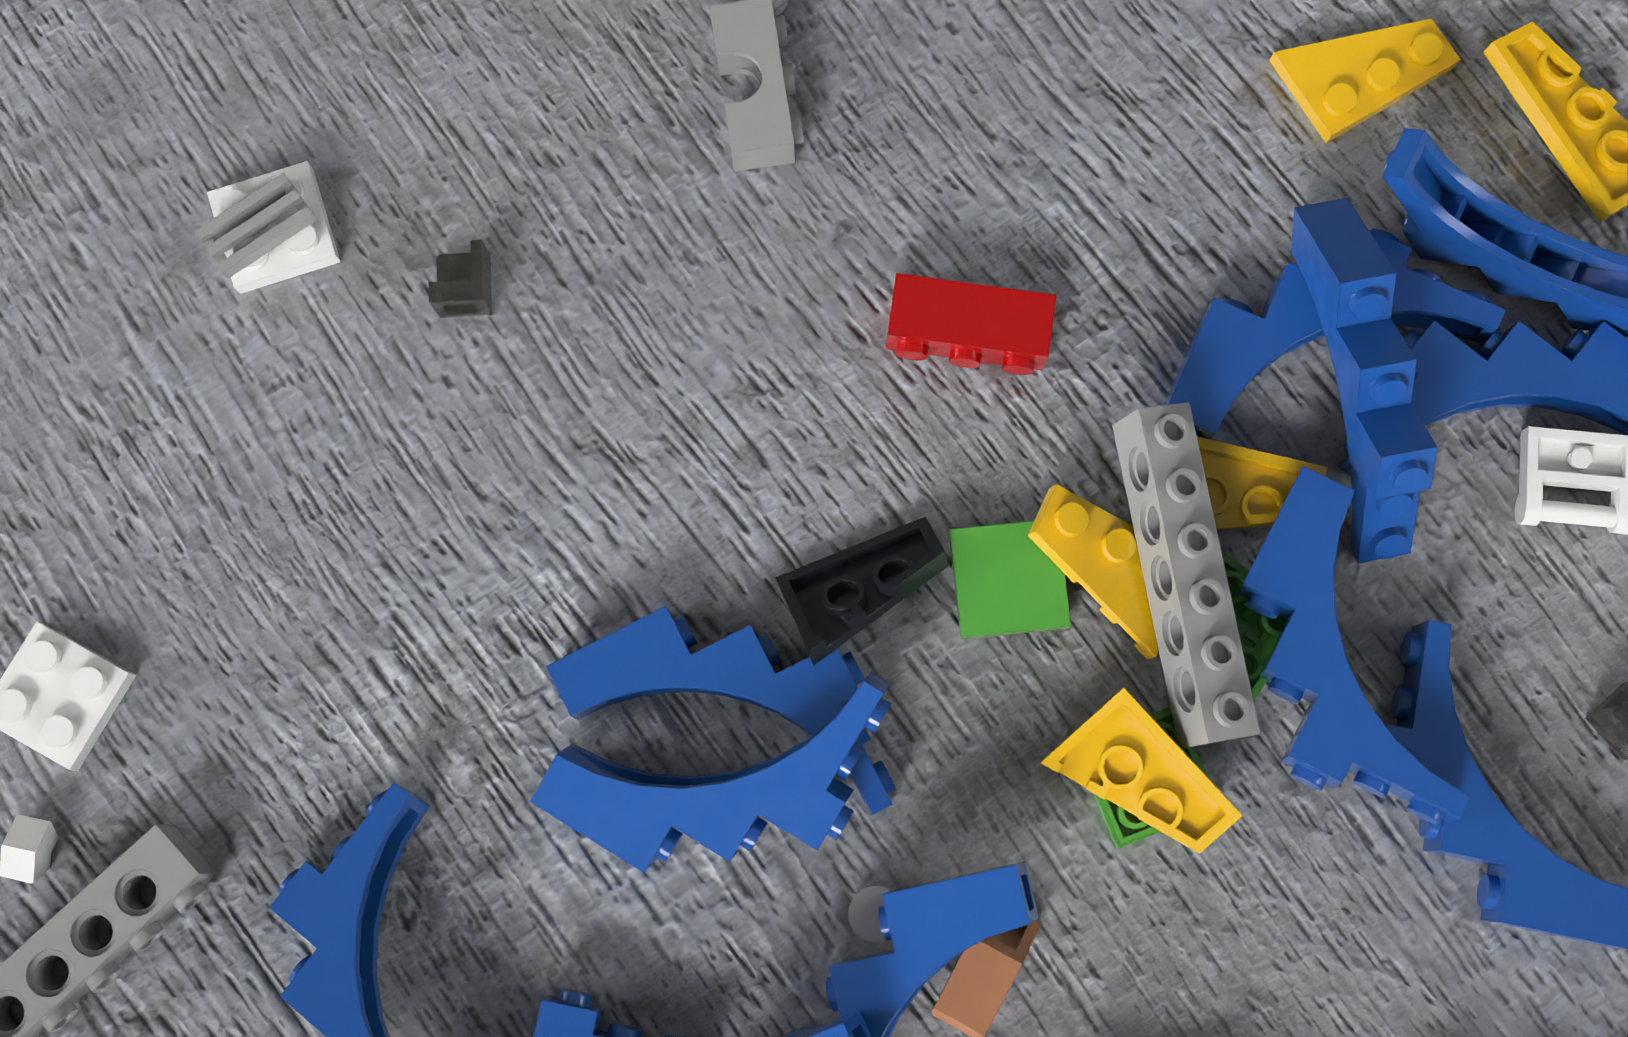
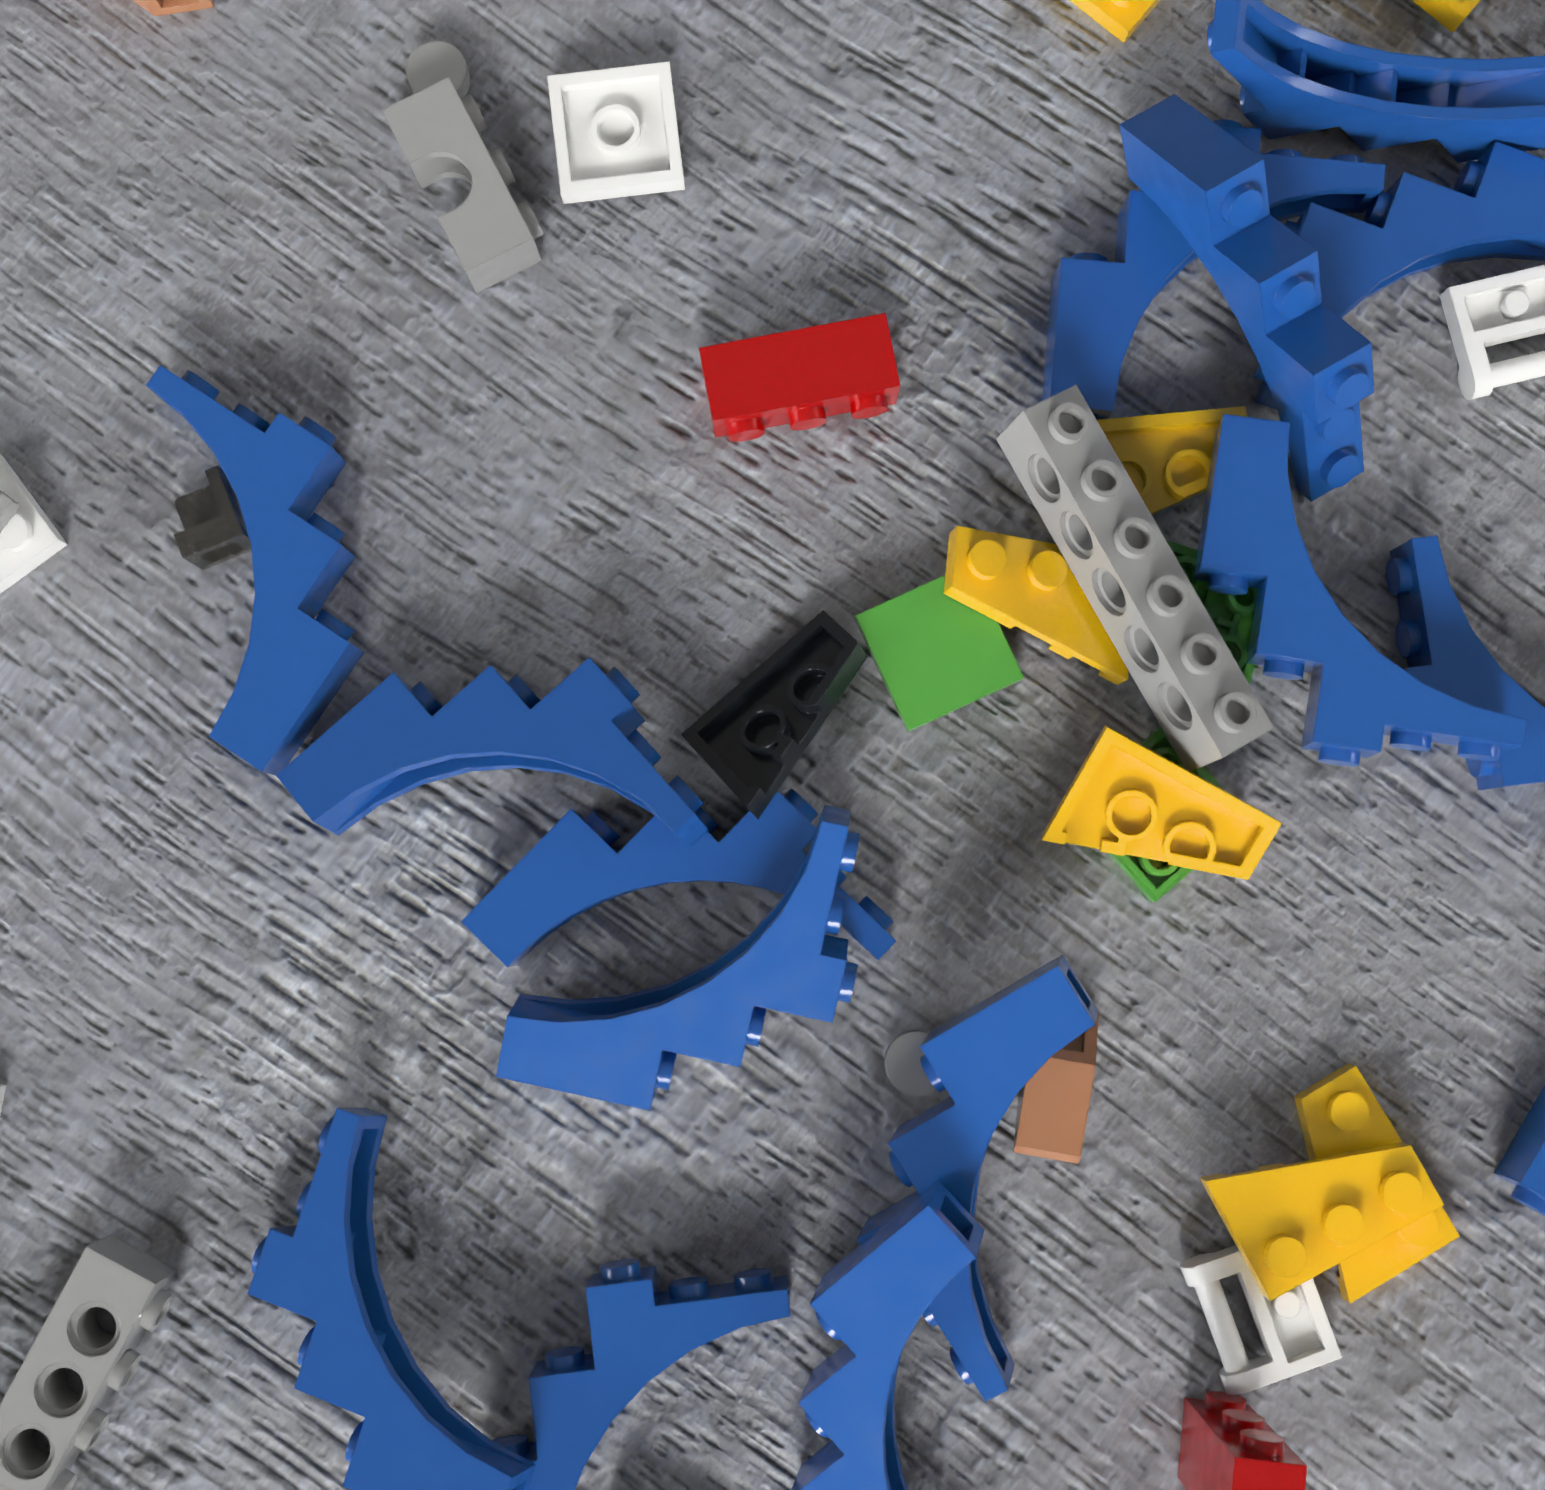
camera: 20 degrees left, 5 degrees up
(486, 410) = (291, 658): none -> blue arch
(556, 506) = (409, 739): none -> blue arch
(889, 82) = (615, 132): none -> white plate

